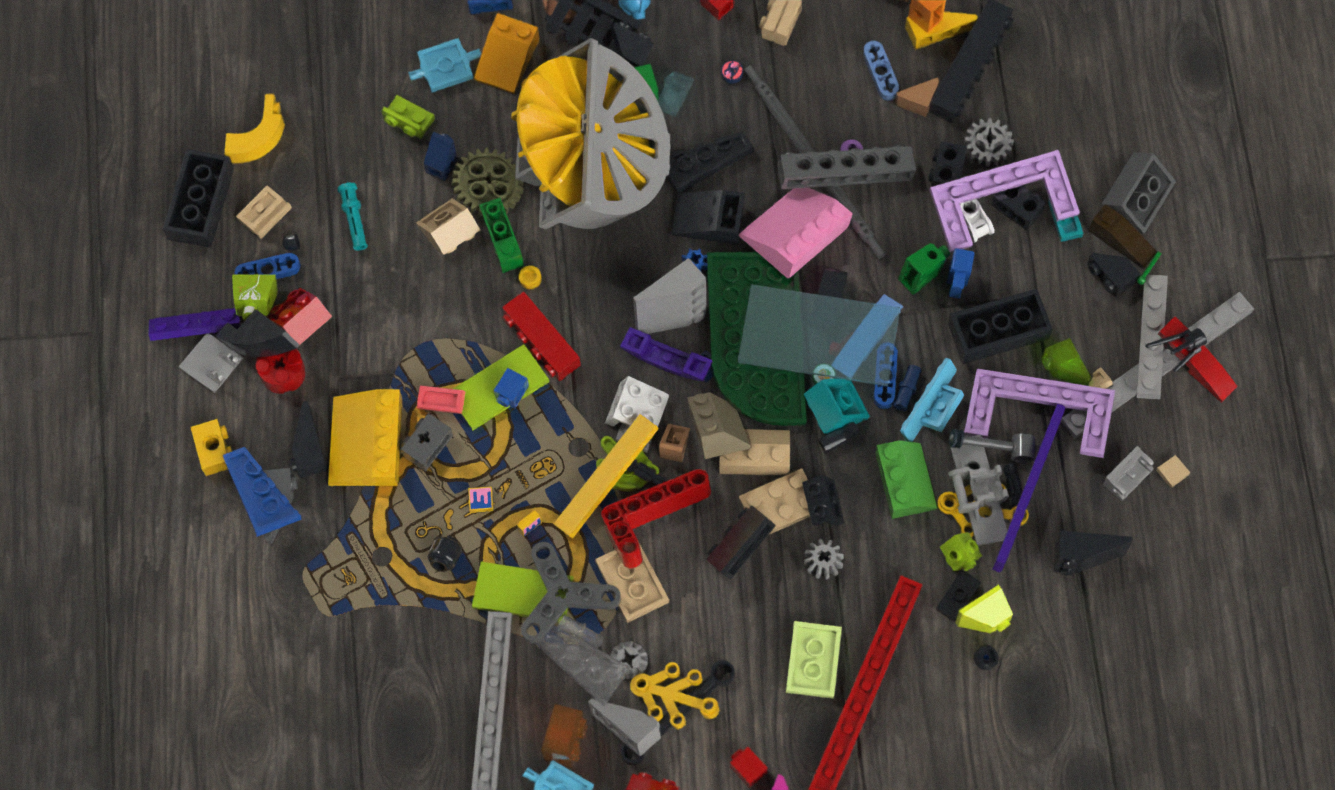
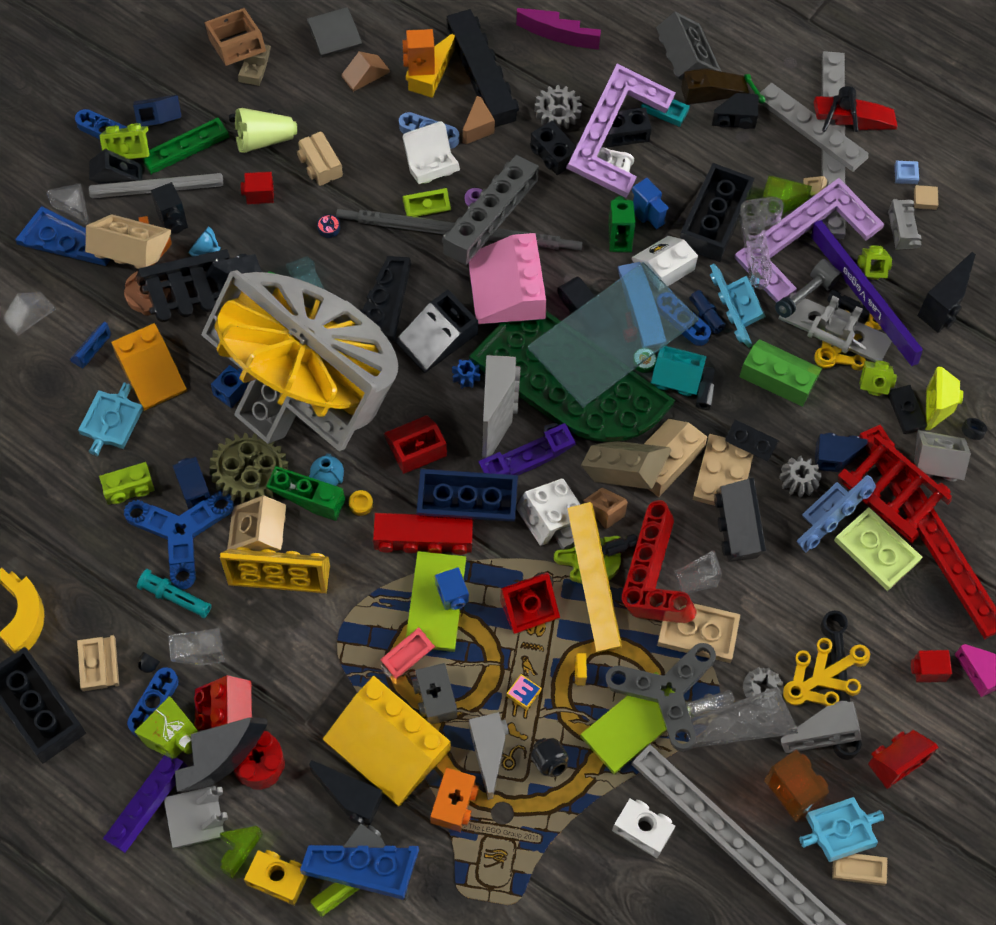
camera: 55 degrees left, 5 degrees down
(217, 408) = (243, 842): none -> clear neon green slope
(225, 493) = (332, 897): none -> lime slope
(326, 263) = (197, 647): none -> clear slope
(348, 512) = (454, 784): none -> orange brick
(392, 191) = (180, 546): none -> blue piece
(418, 508) = (489, 740): none -> light grey slope
(425, 262) = (276, 570): none -> yellow slope
(440, 644) = (649, 841): none -> white brick
(533, 240) = (332, 474): none -> dark azure piece
(549, 449) = (529, 603): none -> red slope
(592, 342) = (467, 495): none -> dark blue slope
(605, 274) = (416, 444): none -> red slope
(677, 548) = (699, 574): none -> clear slope
(811, 600) = (831, 509): none -> medium blue bracket
(816, 120) = (426, 202): none -> lime slope
(852, 621) = (889, 511): none -> red fence
(855, 87) = (429, 153): none -> white bracket
(869, 571) = (837, 452): none -> dark blue slope
(923, 325) = (669, 259): none -> white slope
(937, 648) = (942, 455): none -> light grey slope
(999, 377) = (753, 244): none -> clear beam
(1061, 79) = (560, 30): none -> magenta slope
(1065, 475) = (880, 267): none -> lime brick
(1184, 440) = (906, 172): none -> light blue tile

